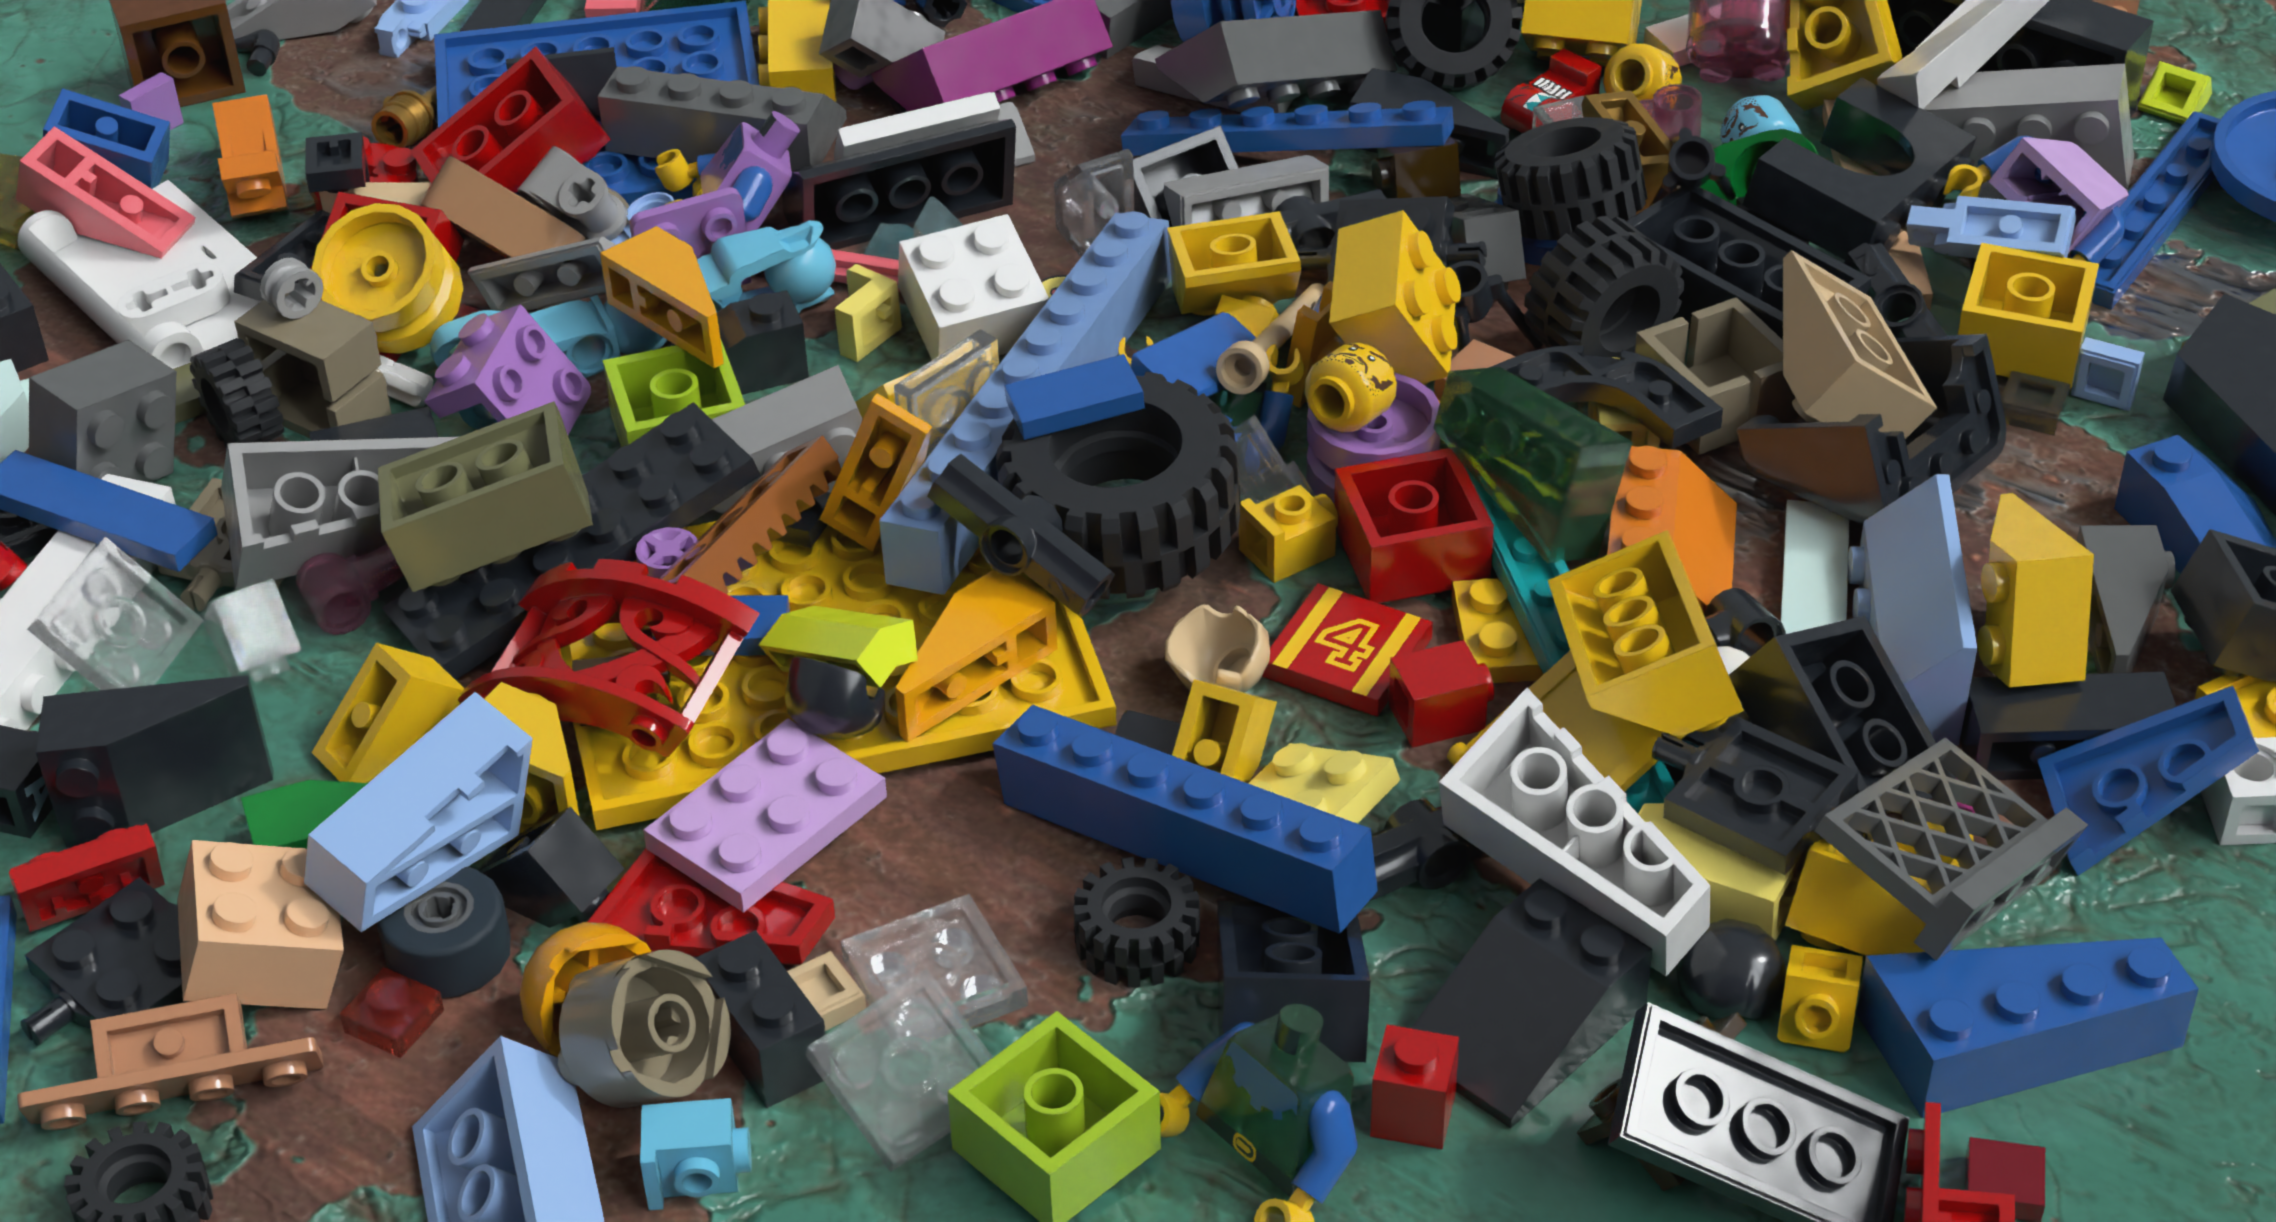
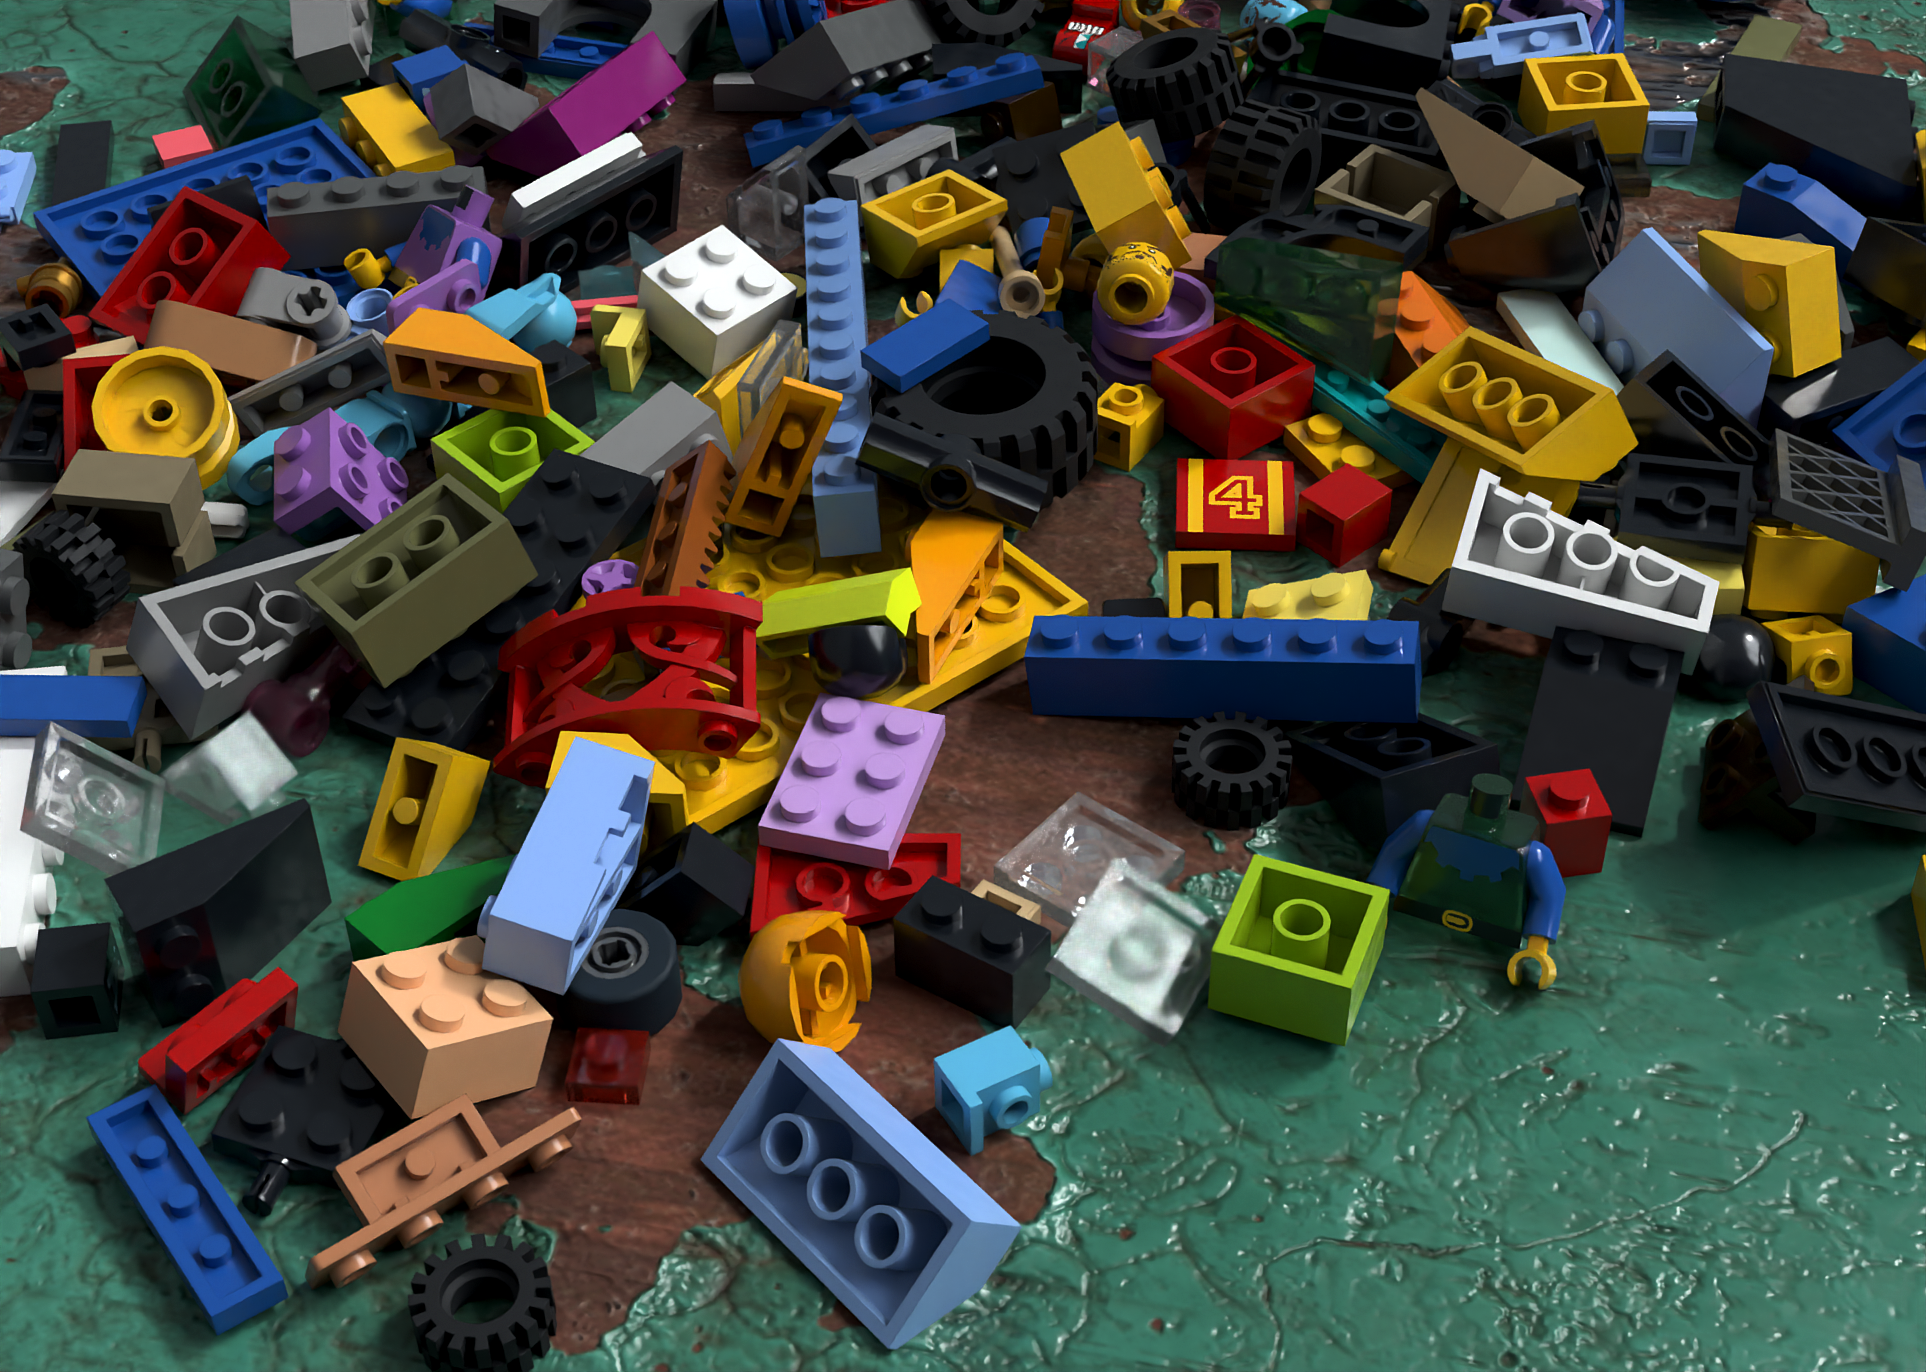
camera: 25 degrees left, 0 degrees up
(281, 279) = (102, 445): light grey bush -> none
(642, 1029) = (893, 992): dark tan brick -> none
(1218, 648) = (1142, 531): tan hair -> none

